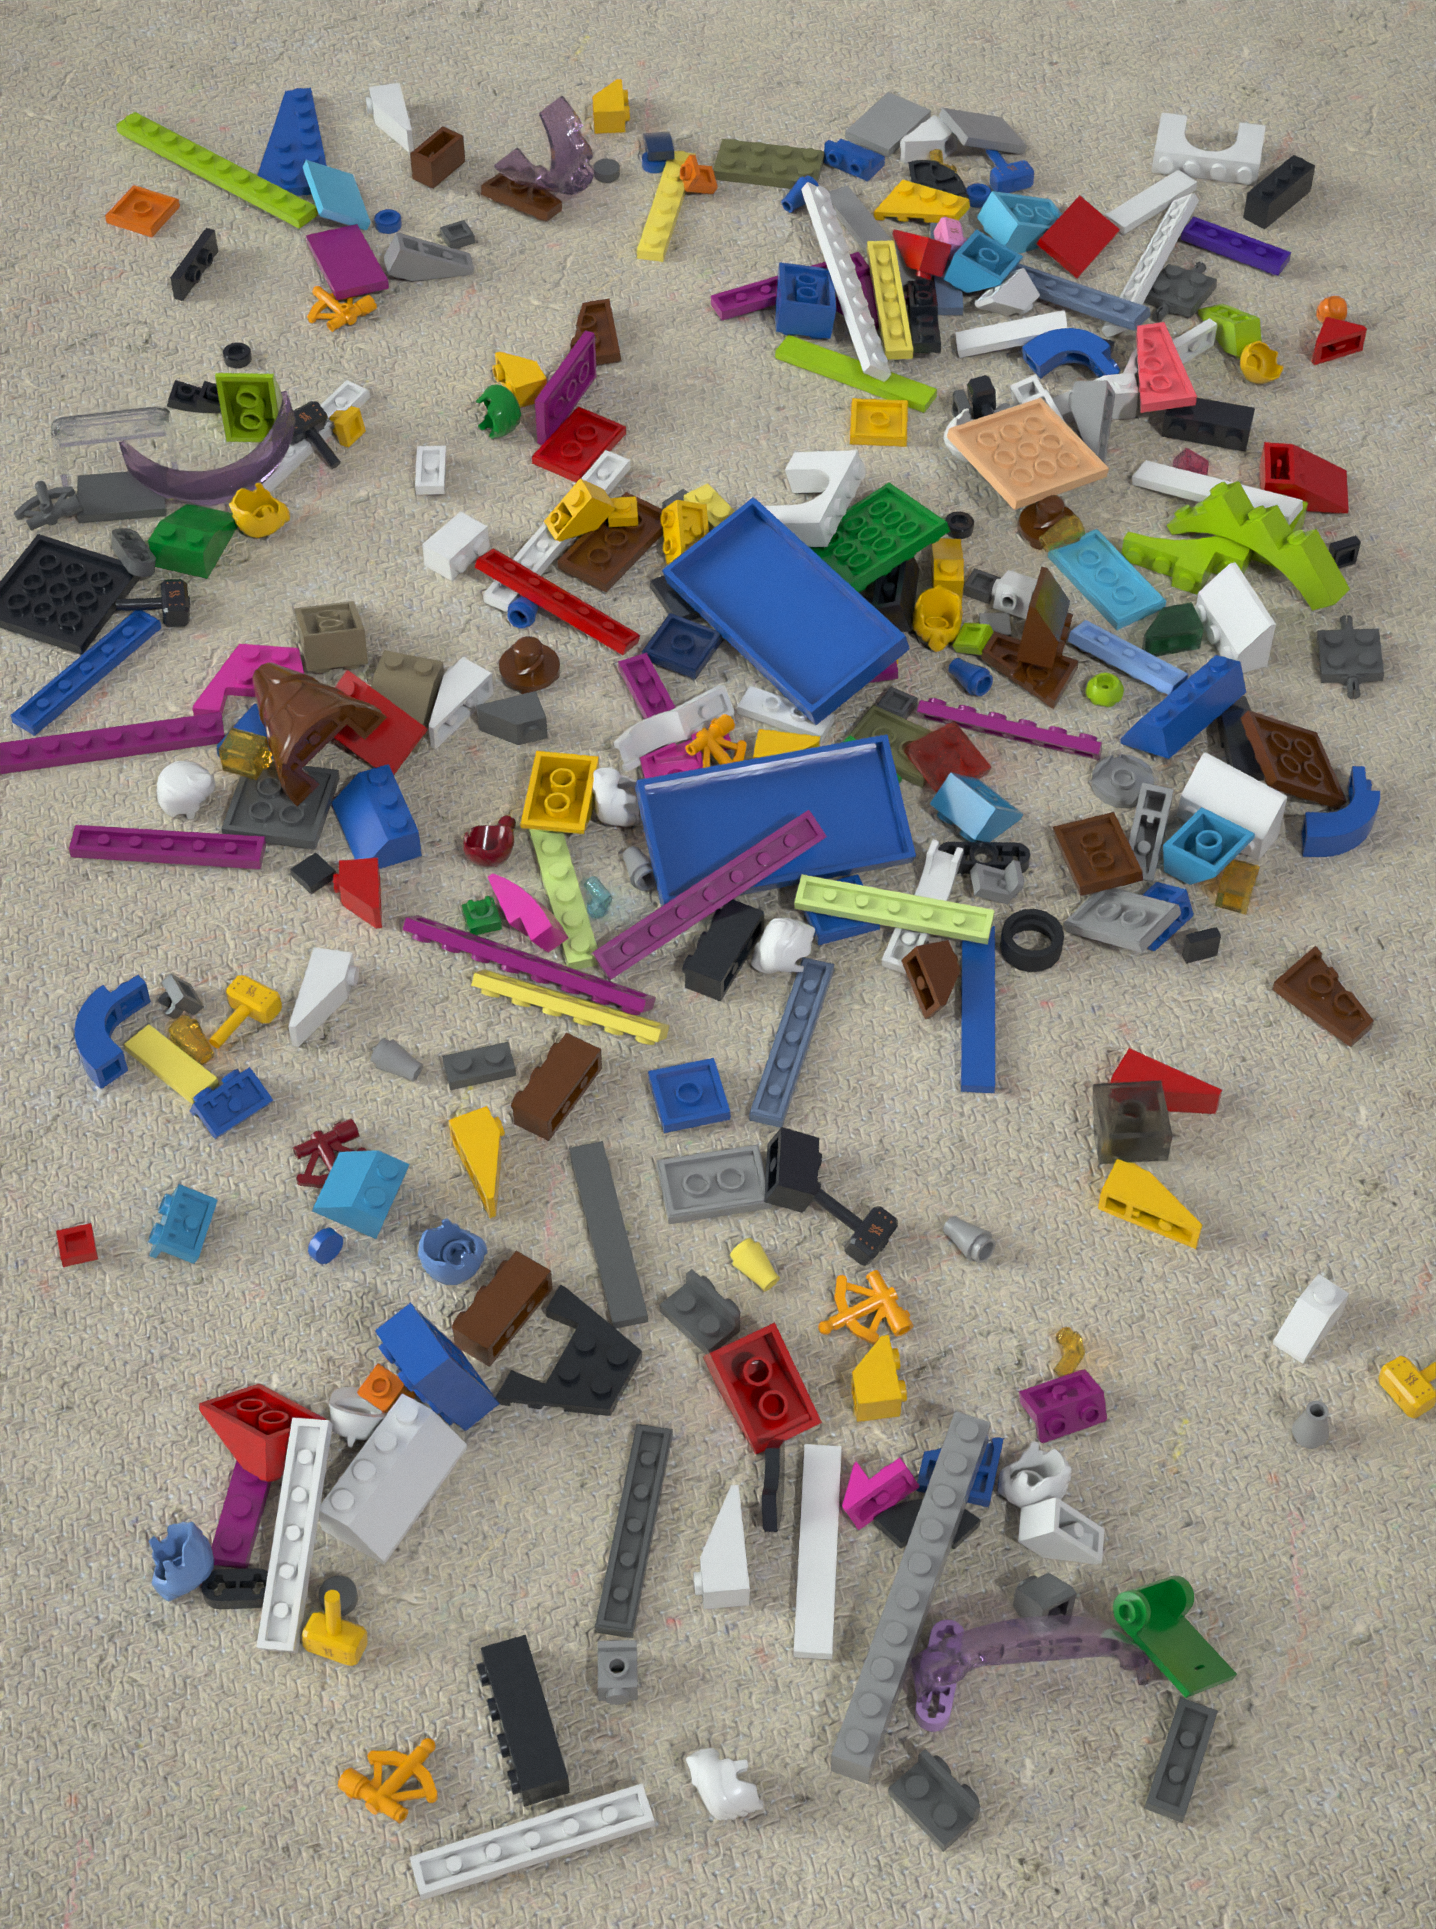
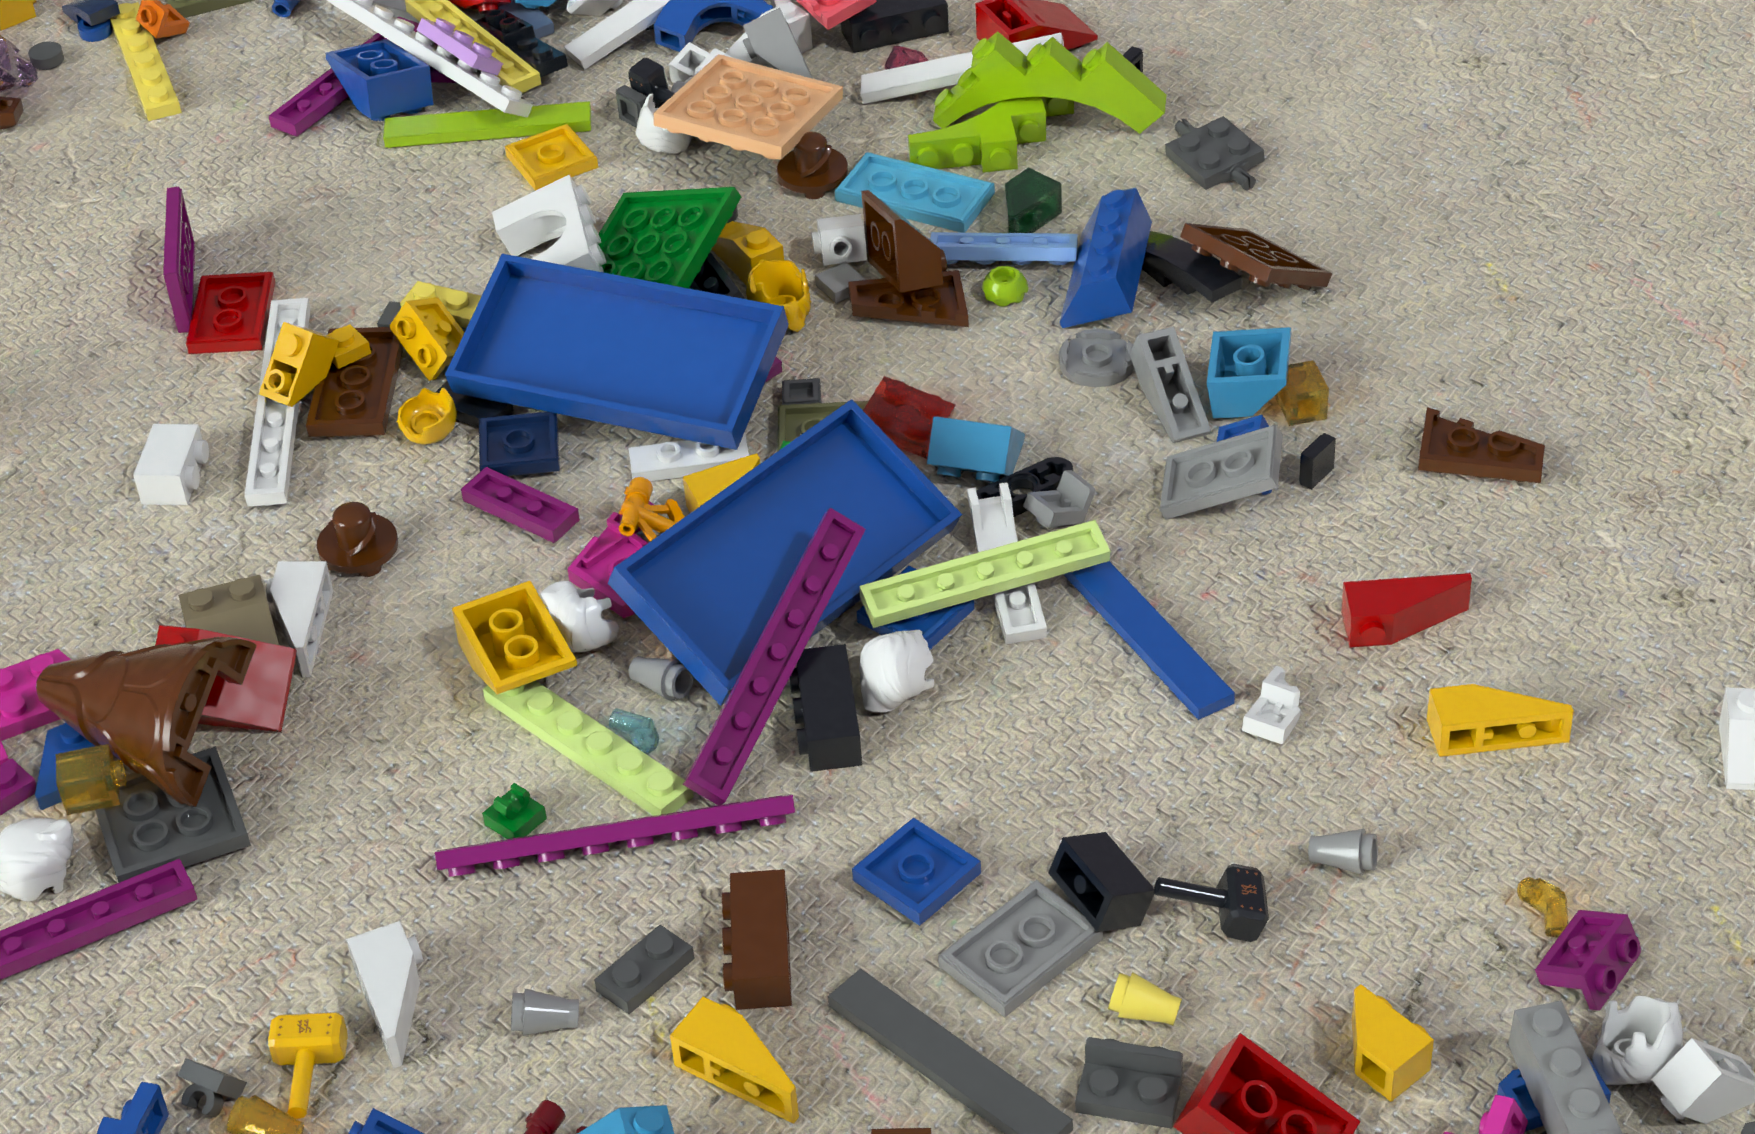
camera: 30 degrees left, 10 degrees down
(313, 873) = (269, 871): black tile -> none
(331, 636) = (92, 616): dark tan slope -> none
(360, 889) = (348, 856): red slope -> none
(377, 818) = (307, 775): blue slope -> none
(430, 470) = (75, 406): white plate -> none
(490, 845) = (468, 734): dark red hair -> none
(502, 411) = (116, 312): green hair -> none
(514, 719) = (386, 599): dark grey slope -> none
(520, 376) = (112, 277): yellow slope -> none
(522, 612) = (305, 491): blue cone -> none
(528, 914) = (573, 778): dark pink slope -> none
(557, 601) = (340, 461): red tile -> none
(583, 1011) = (722, 849): light yellow plate -> none
(598, 319) = (149, 192): reddish brown wing -> none
(638, 594) = (427, 416): none -> yellow hair
(672, 725) = (580, 518): white piece -> none
(791, 1043) = (981, 766): sand blue tile -> none
(869, 302) = (460, 45): none -> lavender plate
(881, 1299) = (1309, 960): light orange piece -> none
(932, 975) = (1078, 620): reddish brown slope -> none
(971, 676) = (861, 334): blue cone -> none
(972, 638) = (830, 299): lime tile -> none
(980, 586) = (797, 250): dark grey tile -> none
(1013, 1114) = (1276, 709): none -> white slope
(1023, 731) = (957, 358): magenta plate -> none
(1036, 921) = (1143, 560): black tyre -> none
(1063, 533) = (842, 165): clear yellow cone -> none
(1097, 854) = (1141, 427): reddish brown plate -> none
(1131, 1122) = (1409, 650): clear smoke slope -> none
(1235, 798) = (1231, 305): white slope -> none
(1236, 619) = (1085, 157): white slope -> none
(1345, 829) = (1351, 300): blue arch -> none

